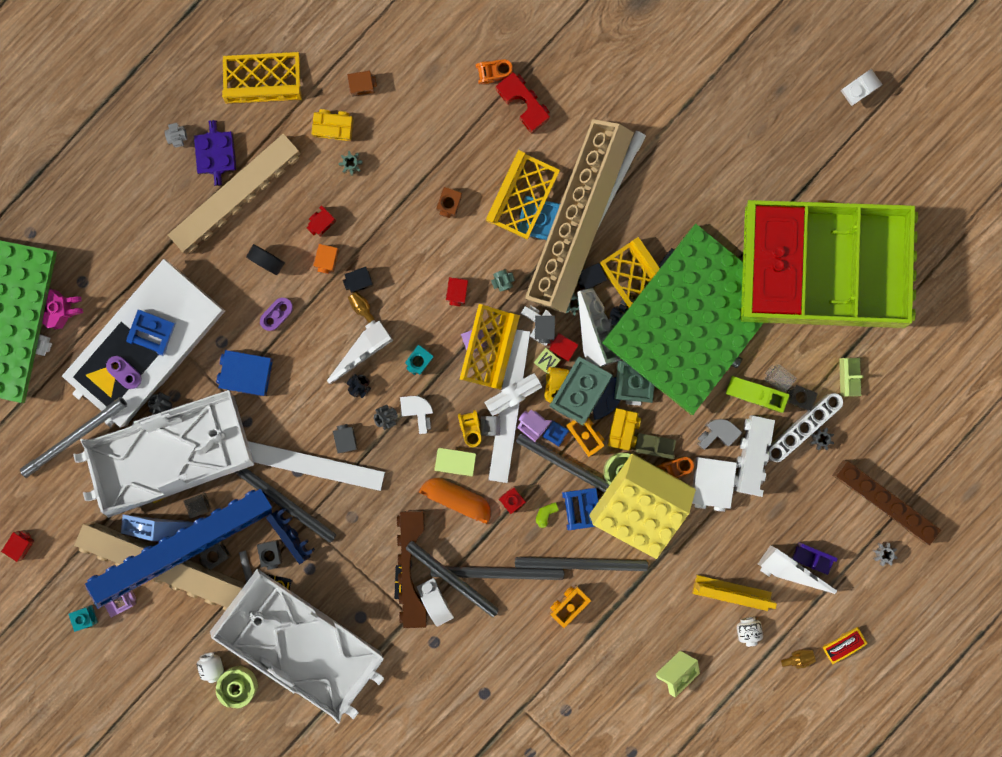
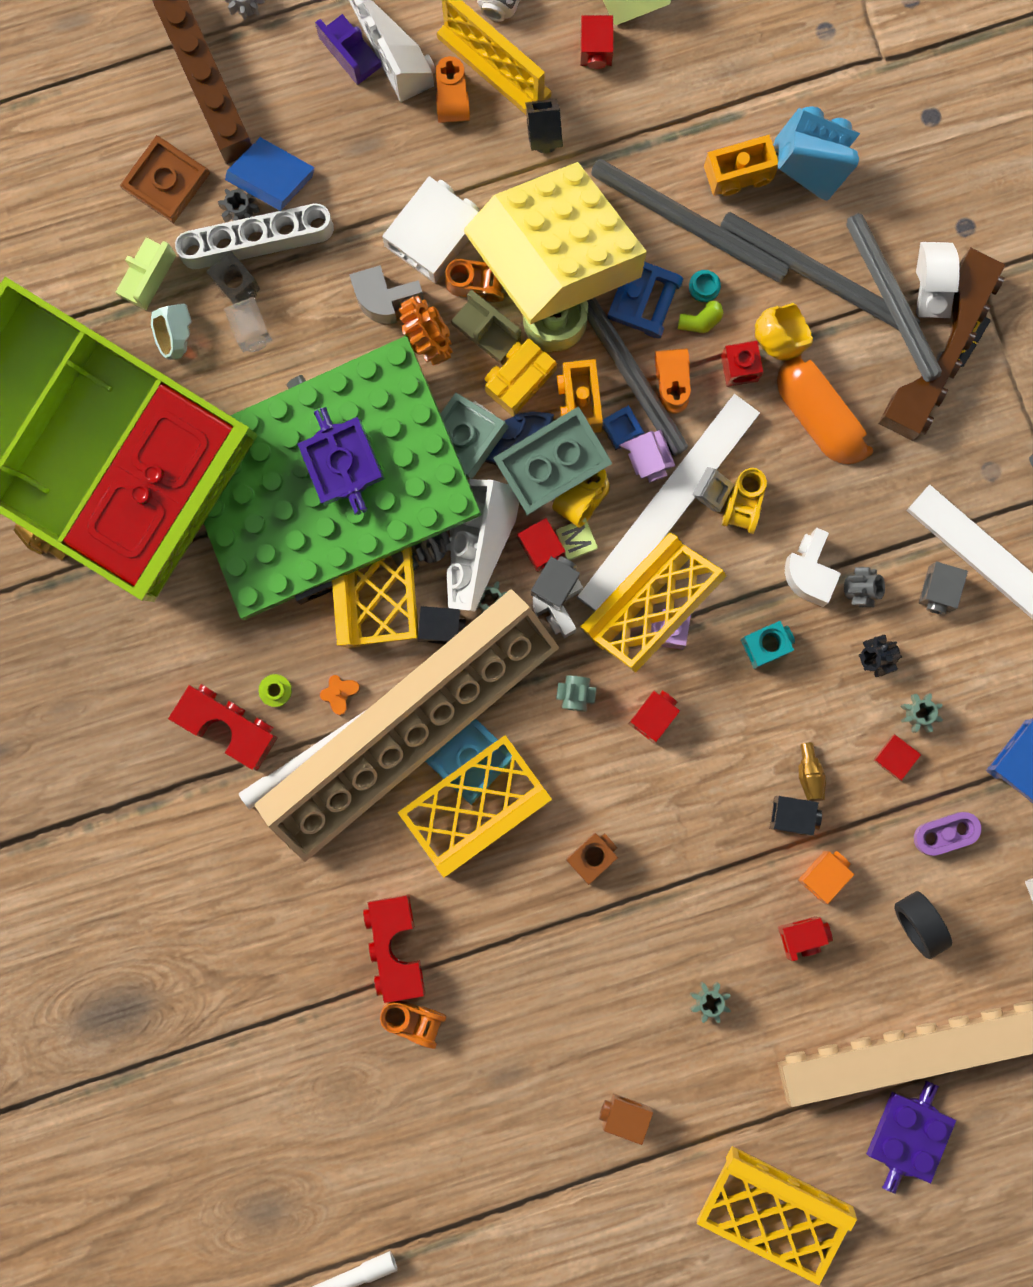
camera: 145 degrees left, 5 degrees down
(176, 135) = (959, 1199): light grey gear -> none
(316, 369) = (929, 718): none -> sand green gear
(322, 339) = (897, 757): none -> red tile
(332, 126) = (706, 1076): yellow brick -> none
(369, 342) = (831, 709): white wedge -> none
(455, 461) = (796, 463): yellowish green panel -> none
(499, 528) = (783, 332): none -> yellow hair
(513, 394) = (655, 514): white piece -> none
(535, 633) = (817, 151): none -> dark azure piece
(545, 475) = (673, 375): none -> orange piece
(554, 532) = (704, 286): none -> teal plate
(625, 214) = (338, 692): none -> orange piece
(653, 202) = (284, 695): none -> lime plate
(655, 165) = (249, 740): none -> red arch
(683, 633) = (596, 41): none -> red brick
(685, 424) = (425, 330): none -> orange gear
(686, 571) = (544, 125): none -> black brick
(689, 329) = (340, 461): none -> dark purple plate
(743, 560) = (451, 94): none -> orange piece
(754, 455) = (351, 232): white wedge -> none
(757, 394) = (294, 318): lime slope -> none
(815, 464) = (270, 173): none -> blue tile
(818, 353) = (171, 330): none -> light aqua rock
(870, 433) = (165, 179): none -> dark orange tile

